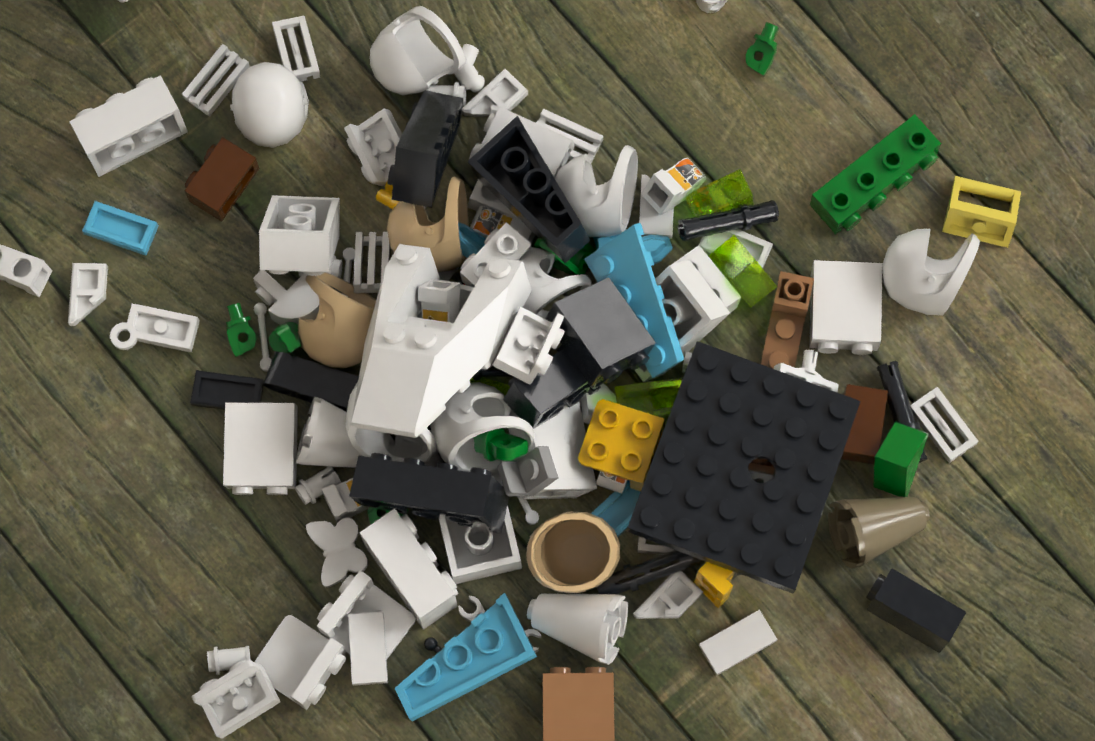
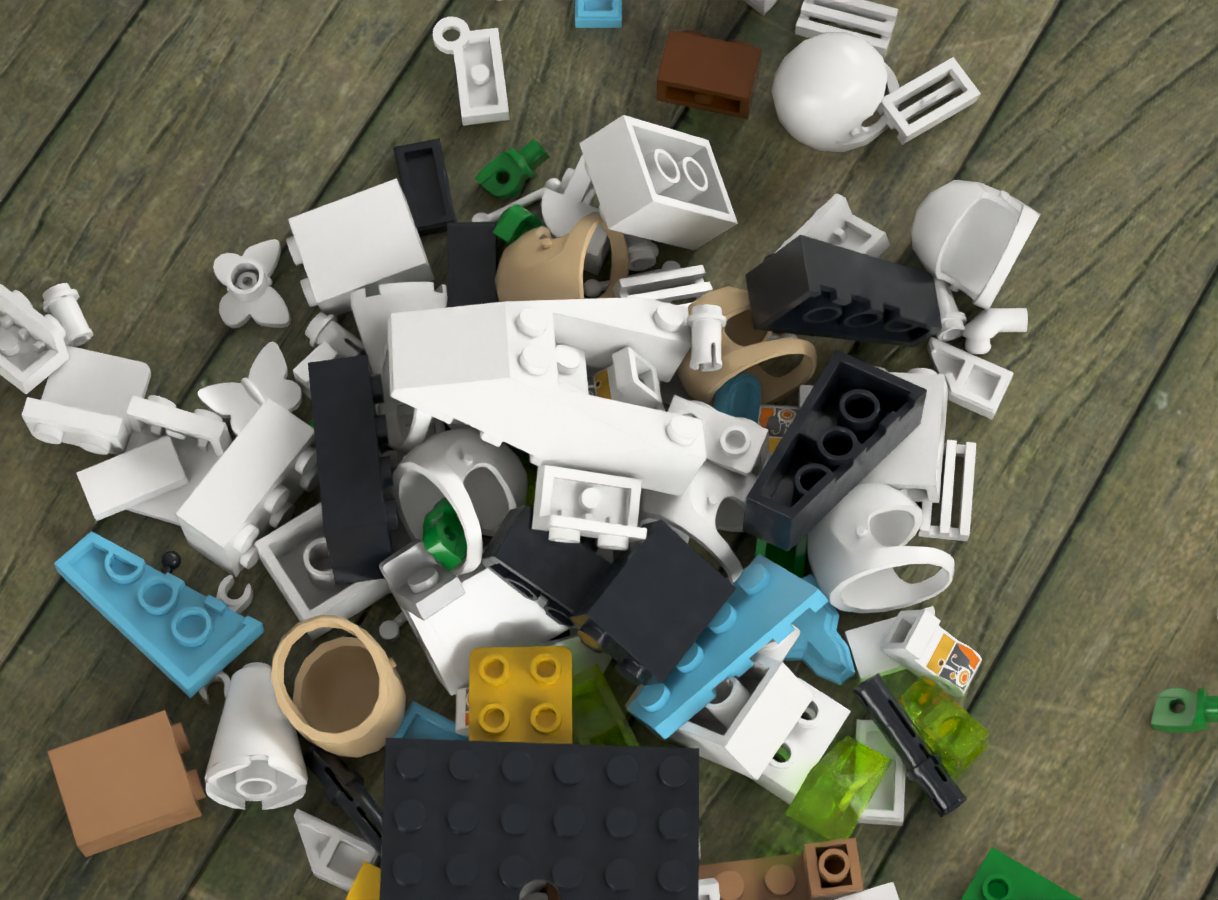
camera: 70 degrees right, 5 degrees down
(254, 530) = (250, 287): none -> white animal
(429, 237) = (706, 337): none -> white pin

